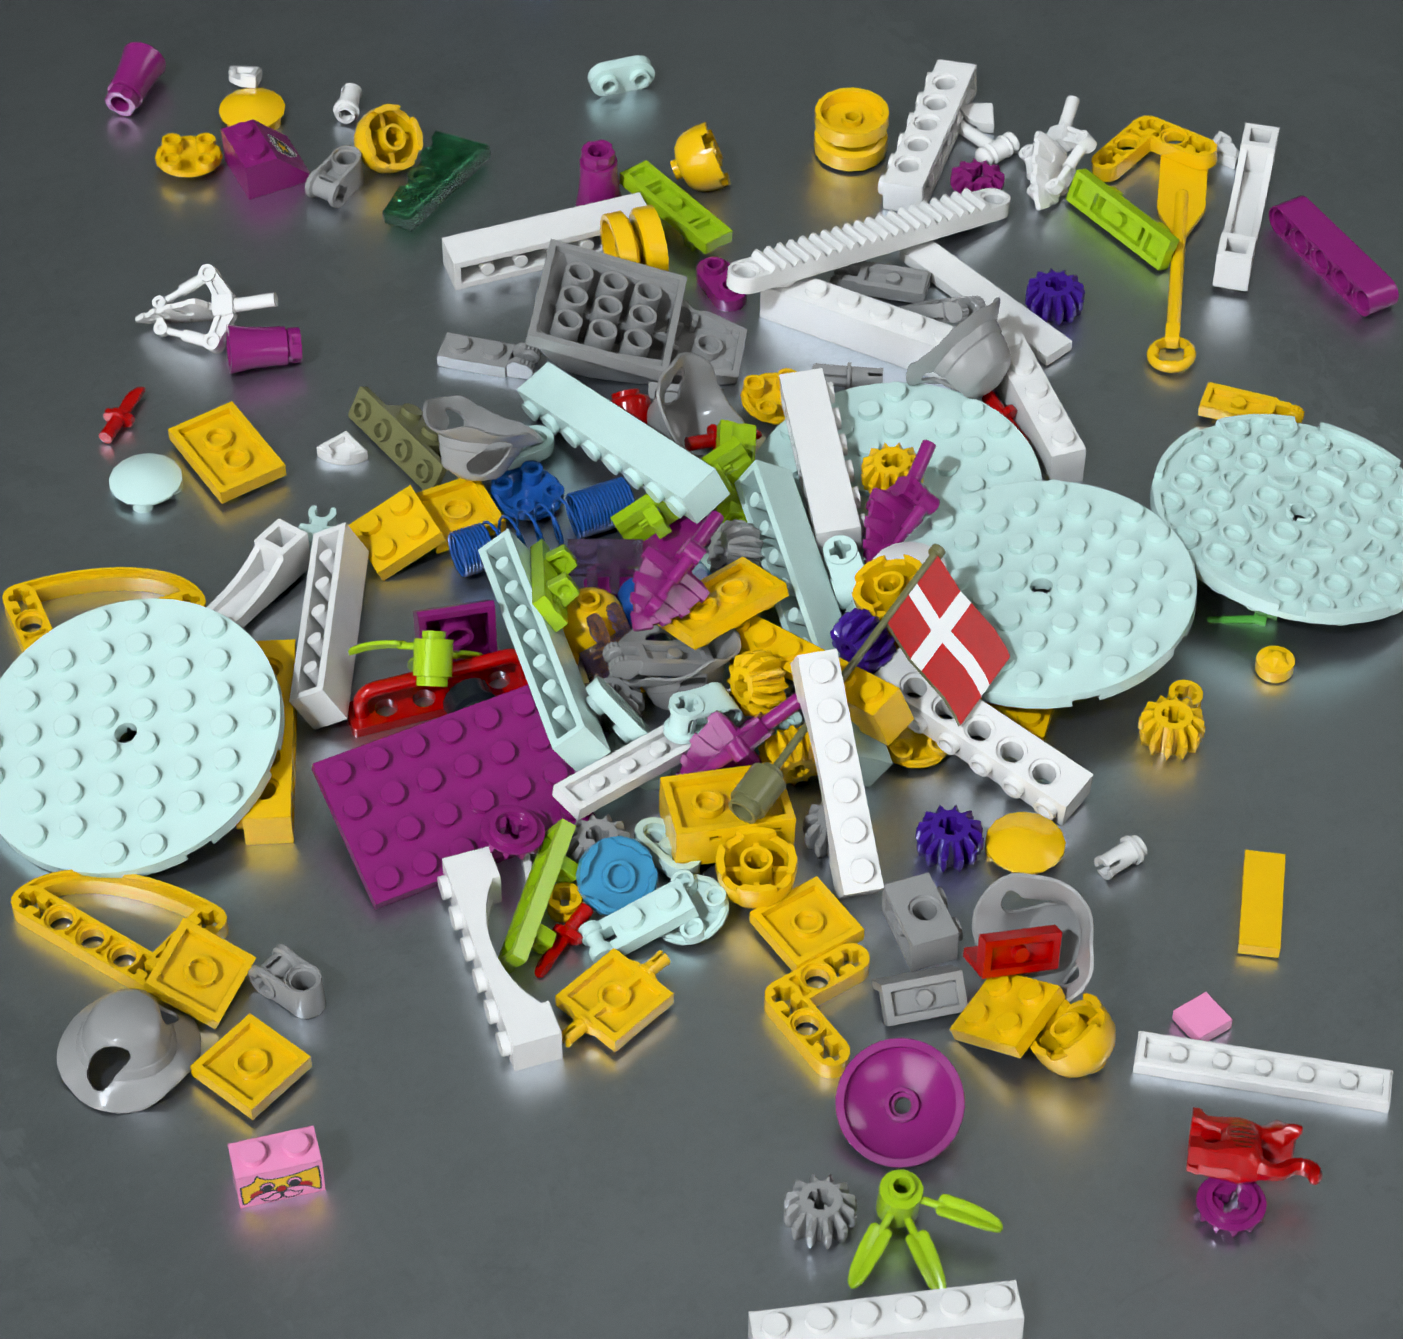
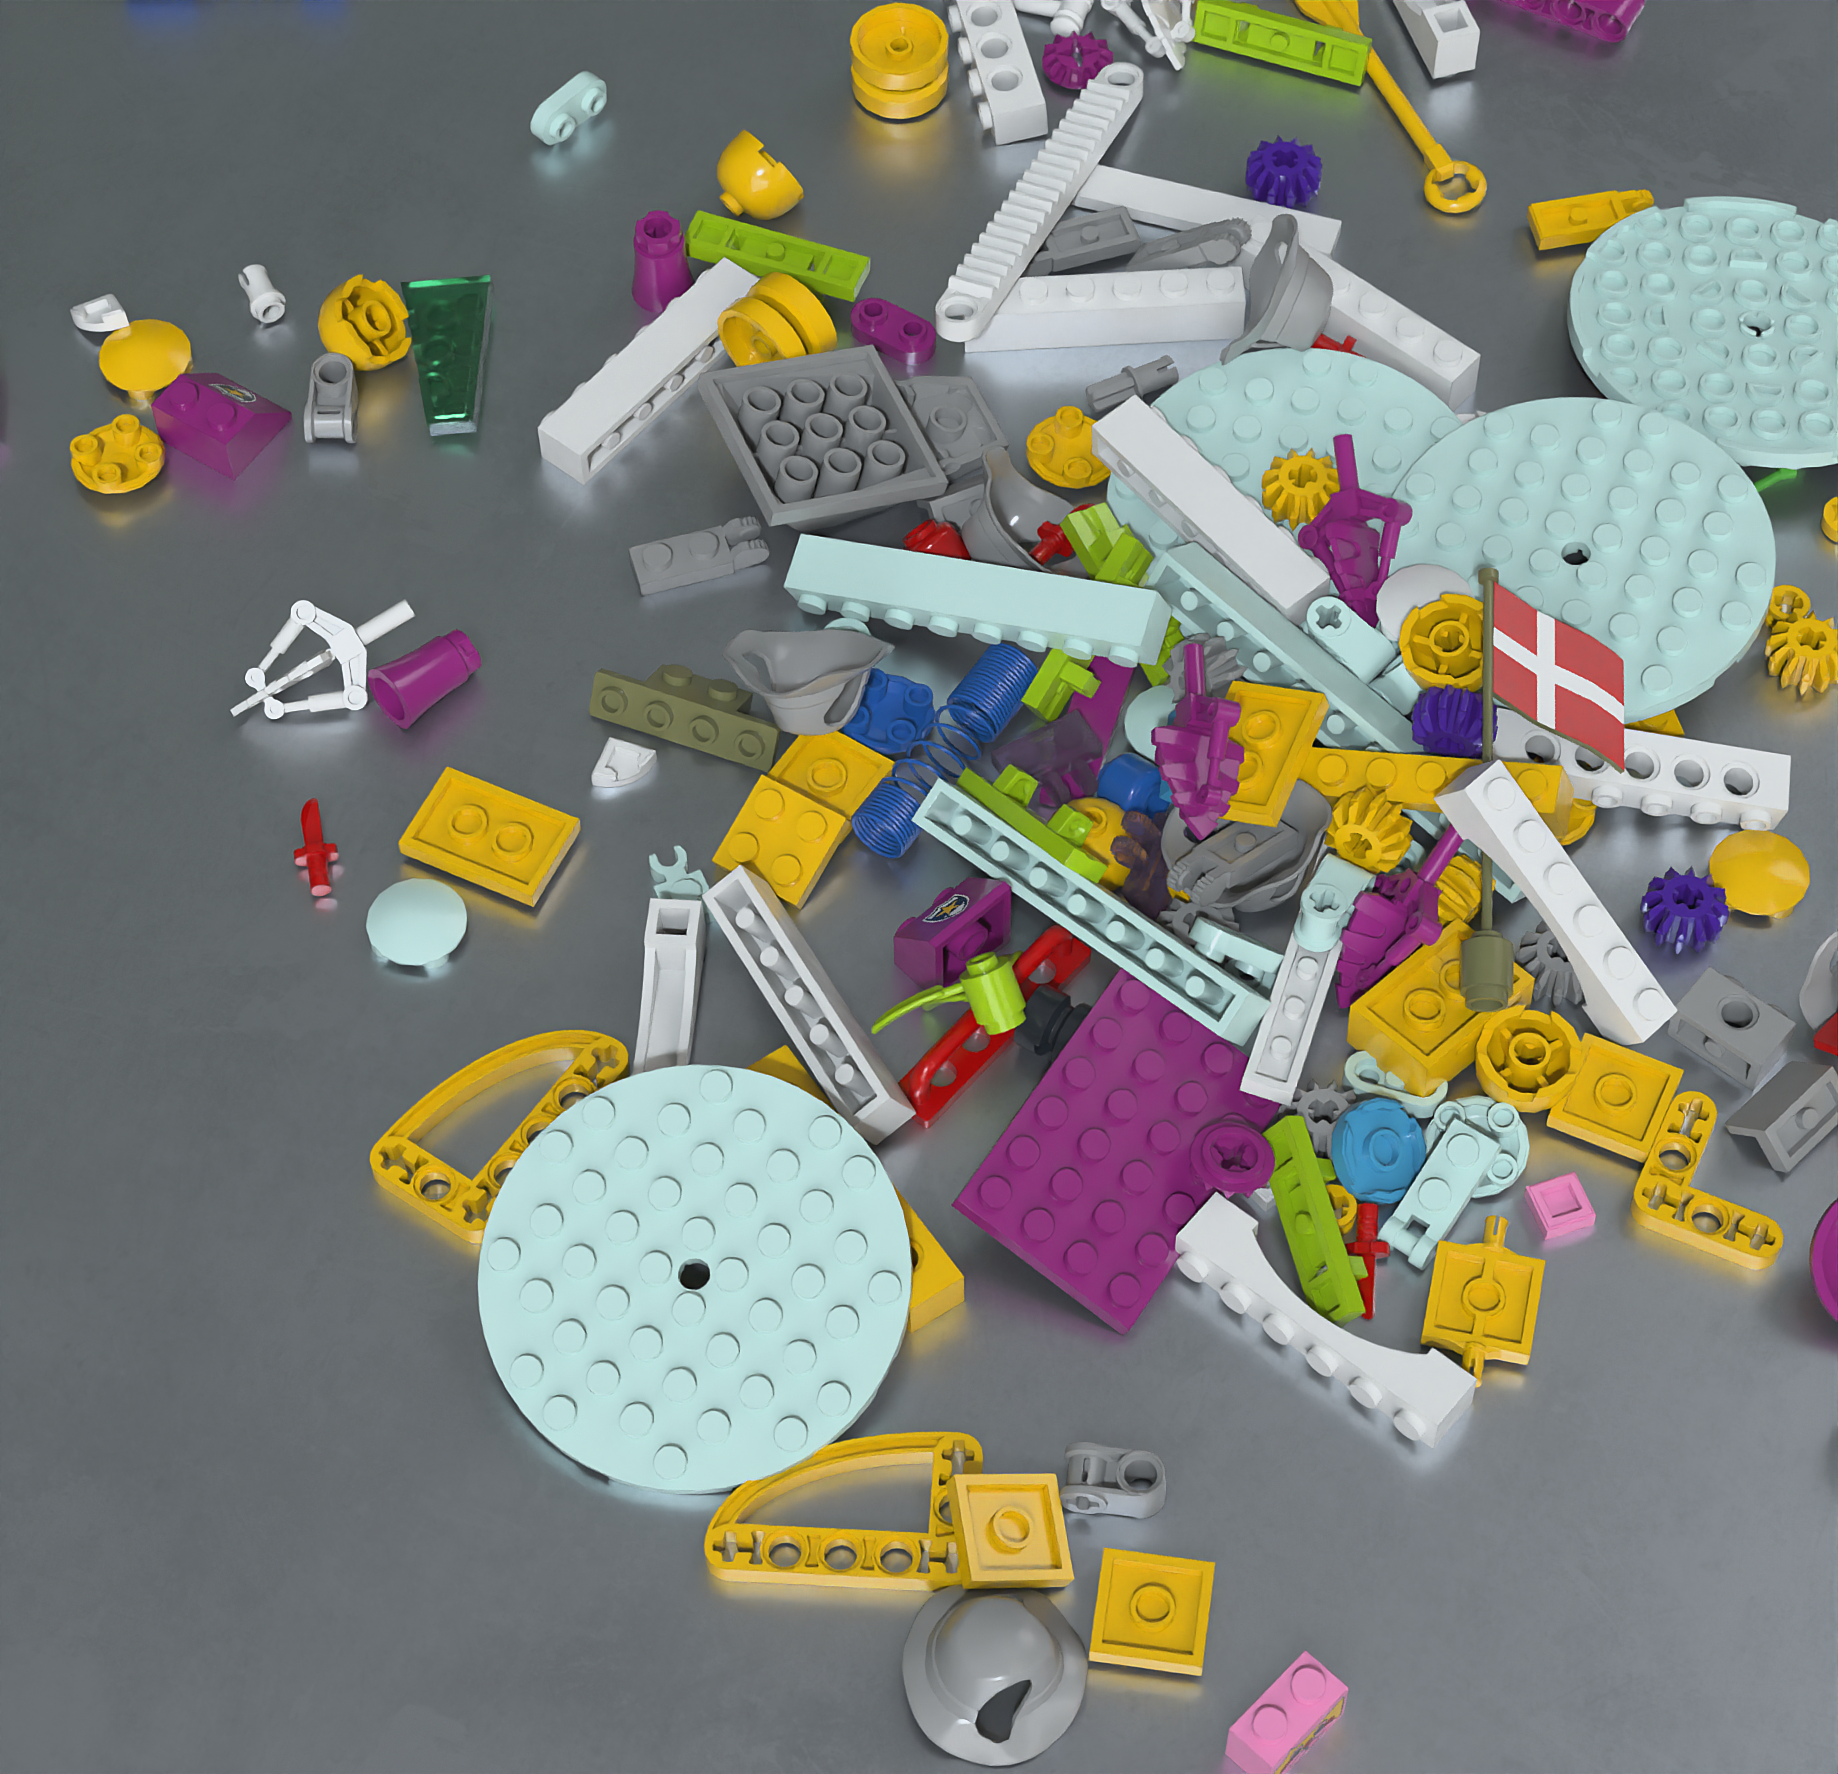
camera: 30 degrees left, 10 degrees up
(718, 972) = (1560, 1205): none -> bright pink tile

